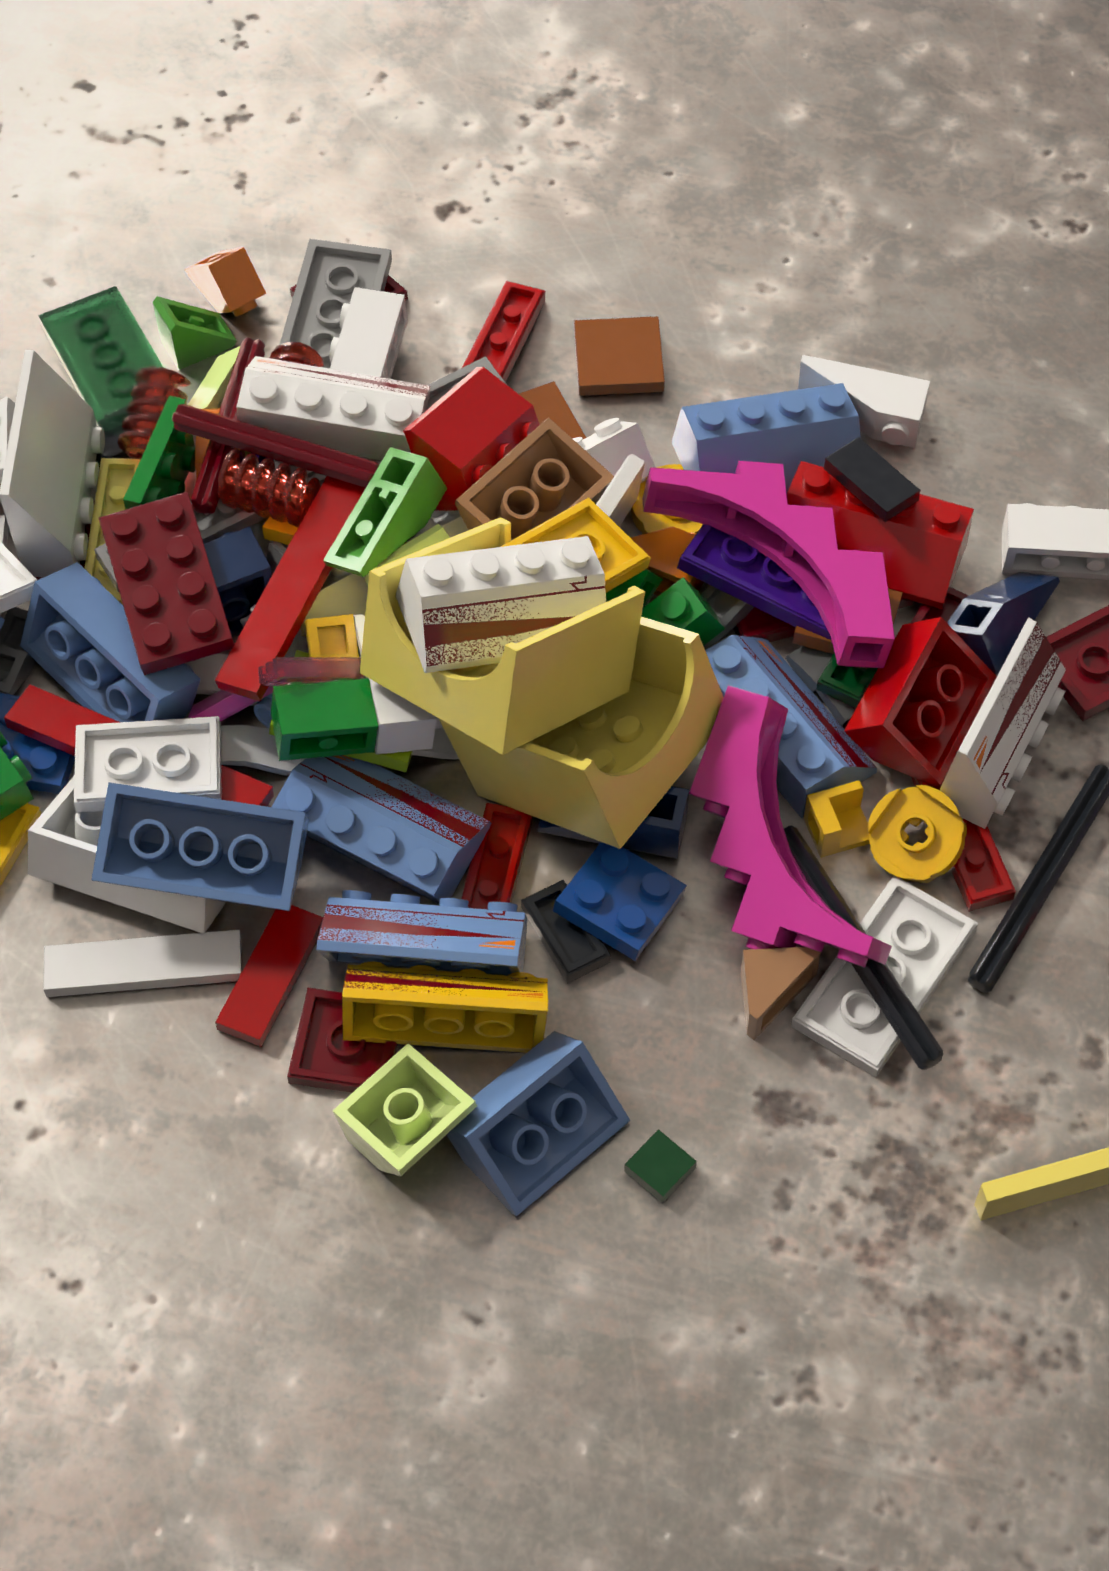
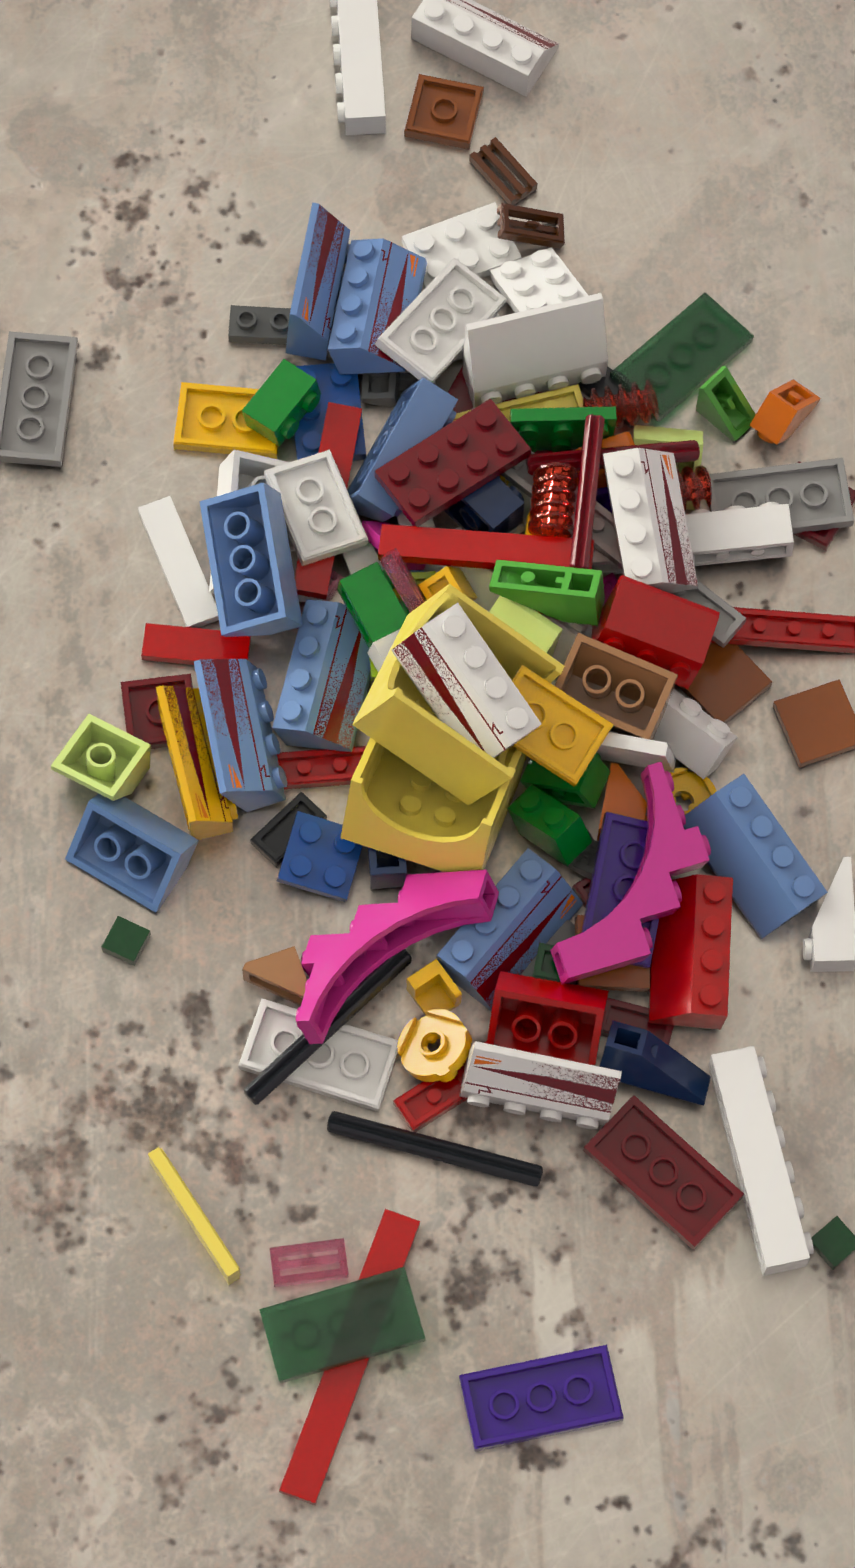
camera: 70 degrees right, 10 degrees up
(872, 479) = (720, 930): black tile -> none

